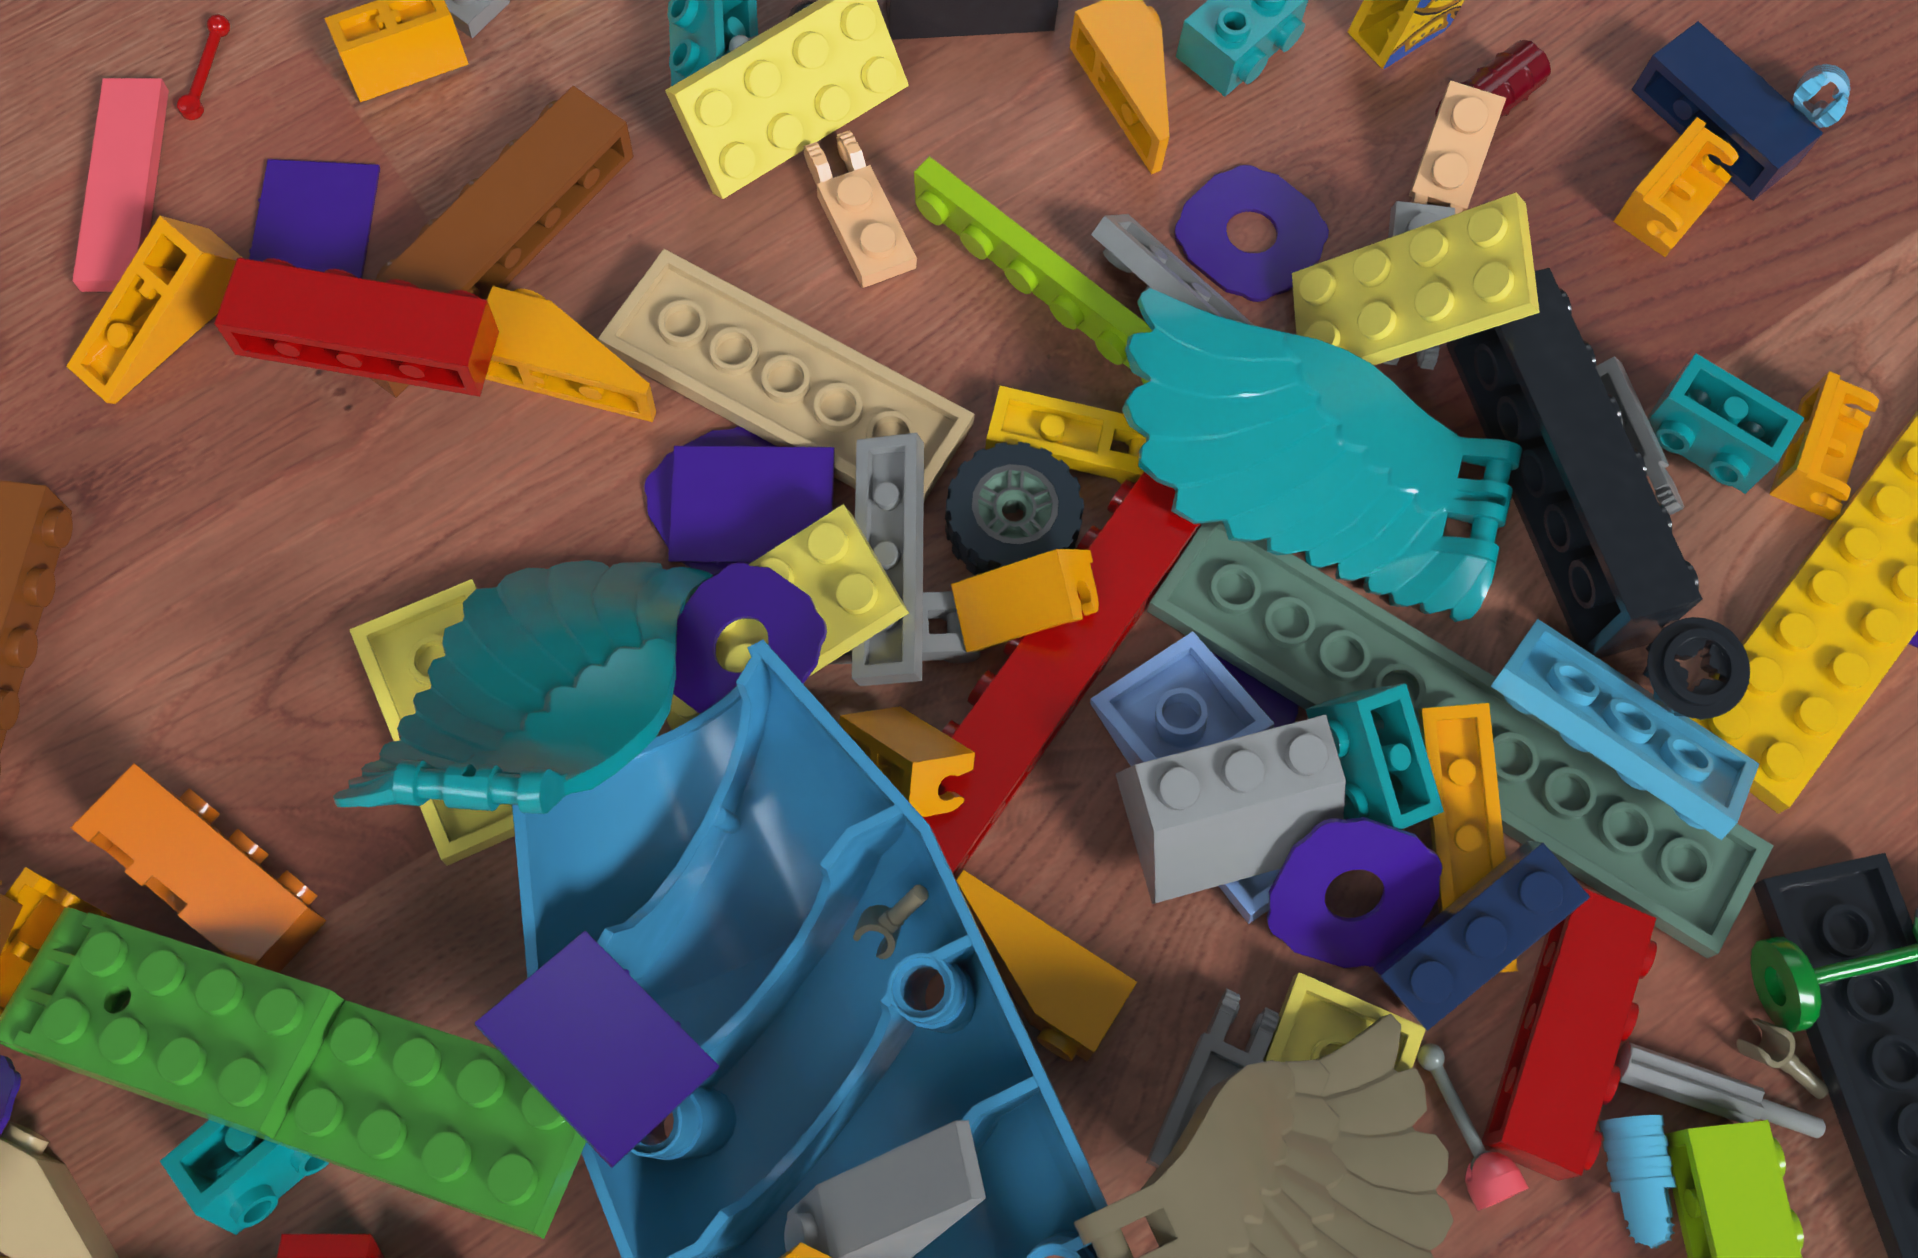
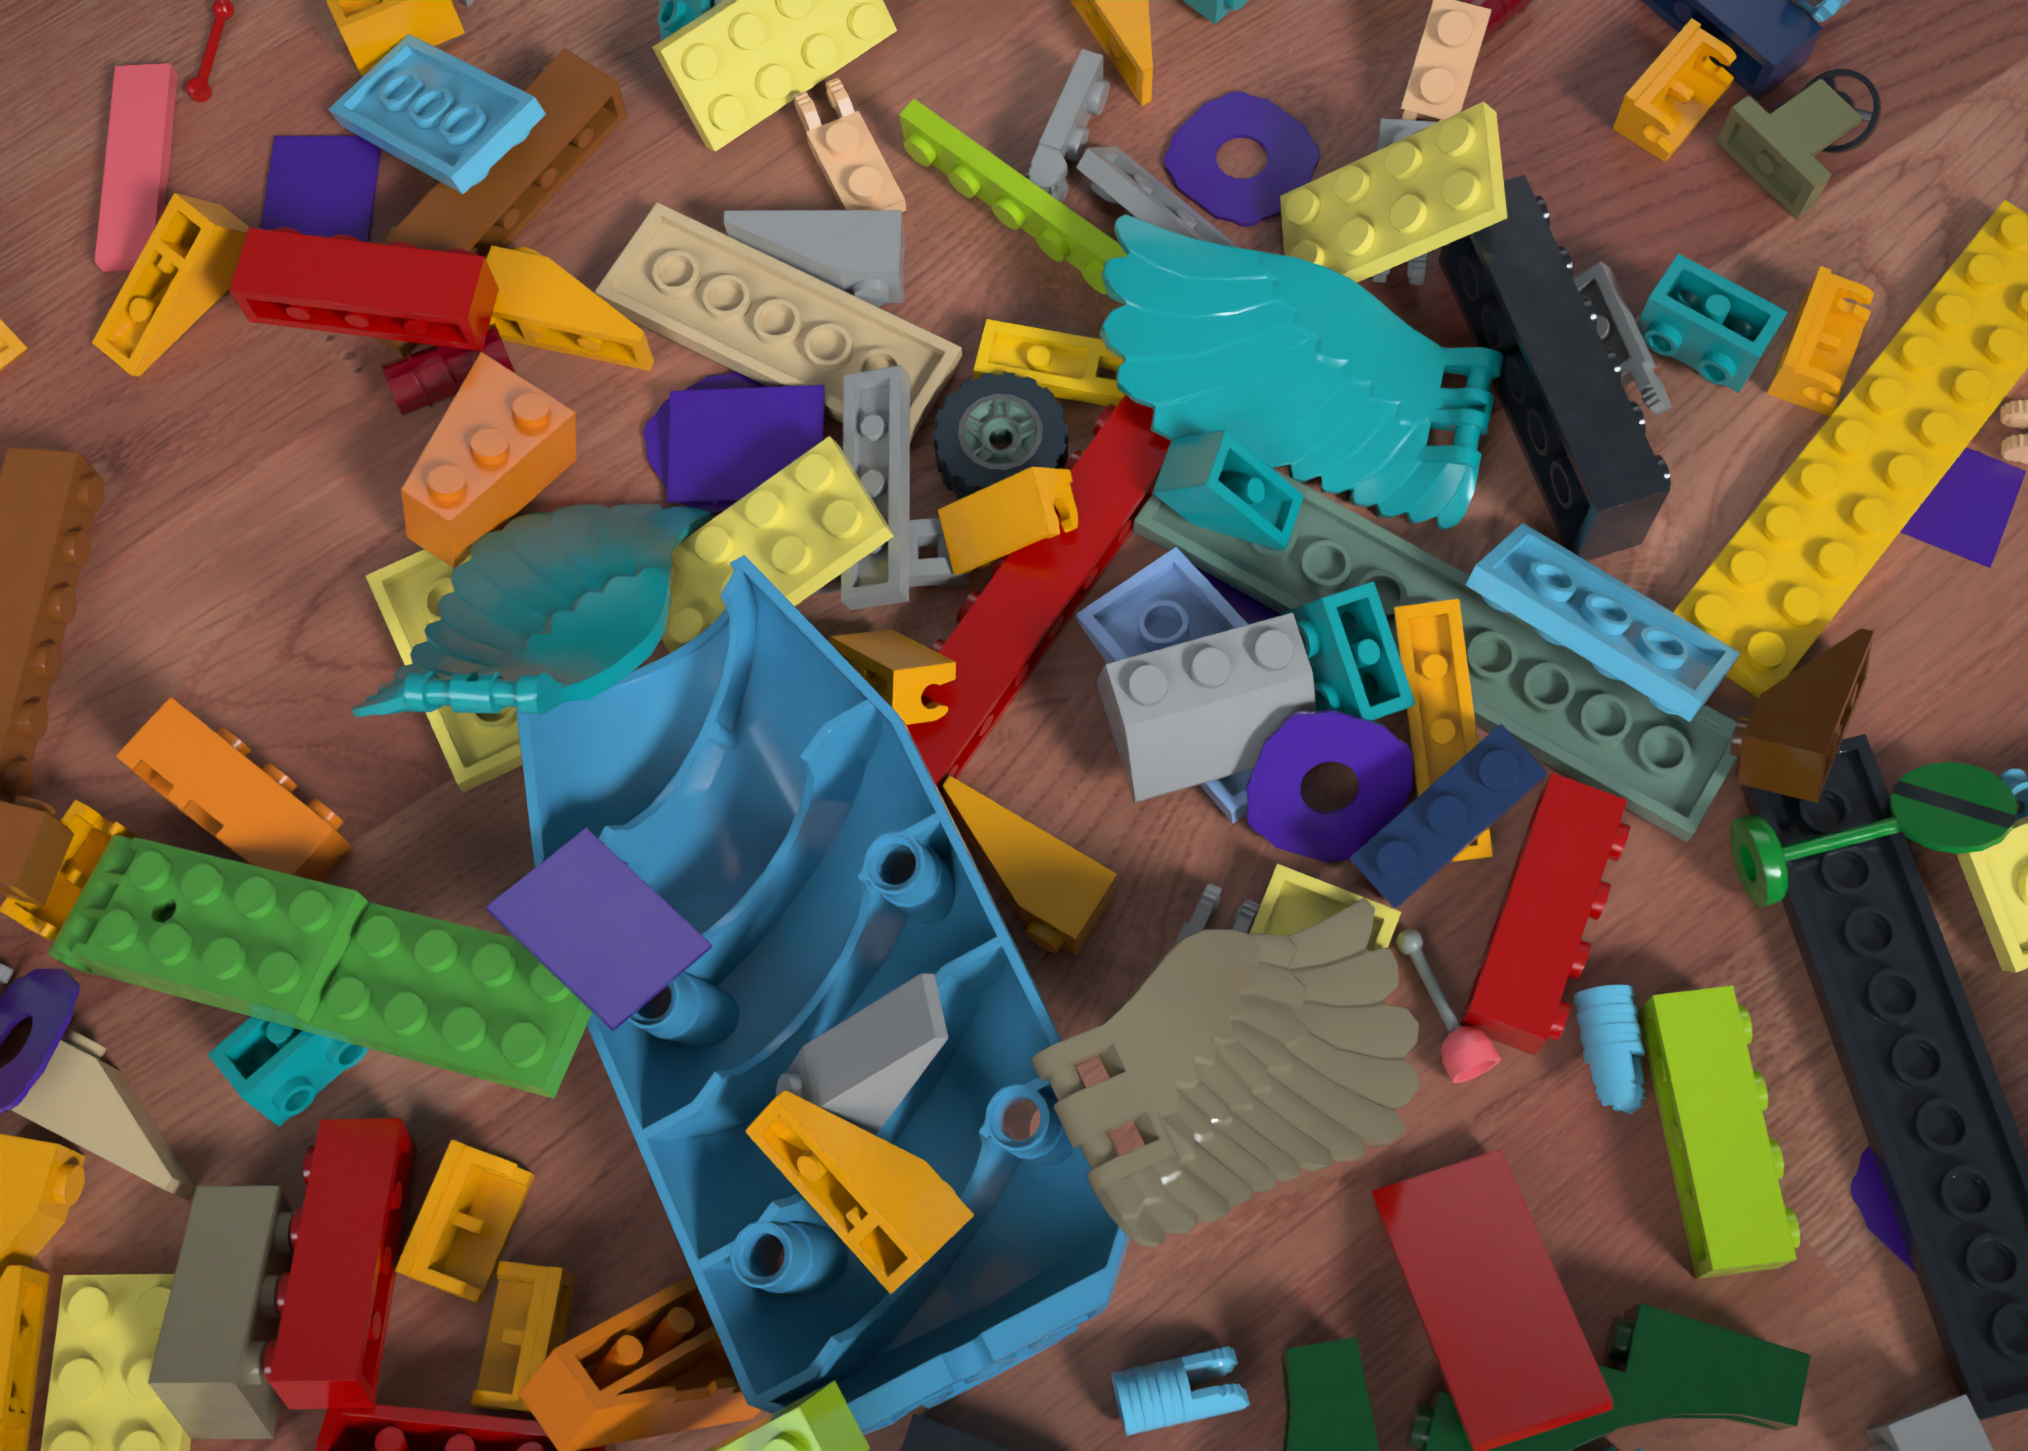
camera: 10 degrees right, 0 degrees up
(439, 416) = (437, 372): none -> dark red axle
(440, 146) = (437, 113): none -> medium azure plate
(480, 513) = (485, 460): none -> orange wedge
(736, 594) = (729, 525): dark purple piece -> none
(853, 305) = (844, 248): none -> light grey slope
(889, 920) = (871, 812): dark tan hand -> none
(1079, 199) = (1066, 130): none -> light grey hinge
(1249, 576) = (1228, 490): none -> teal slope
(1708, 1090) = (1682, 964): light grey axle -> none
(1721, 657) = (1702, 551): black gear -> none
(1778, 1051) = (1755, 928): dark tan hand -> none
(1785, 248) = (1782, 145): none -> olive piece
(1829, 844) = (1802, 722): none -> reddish brown slope

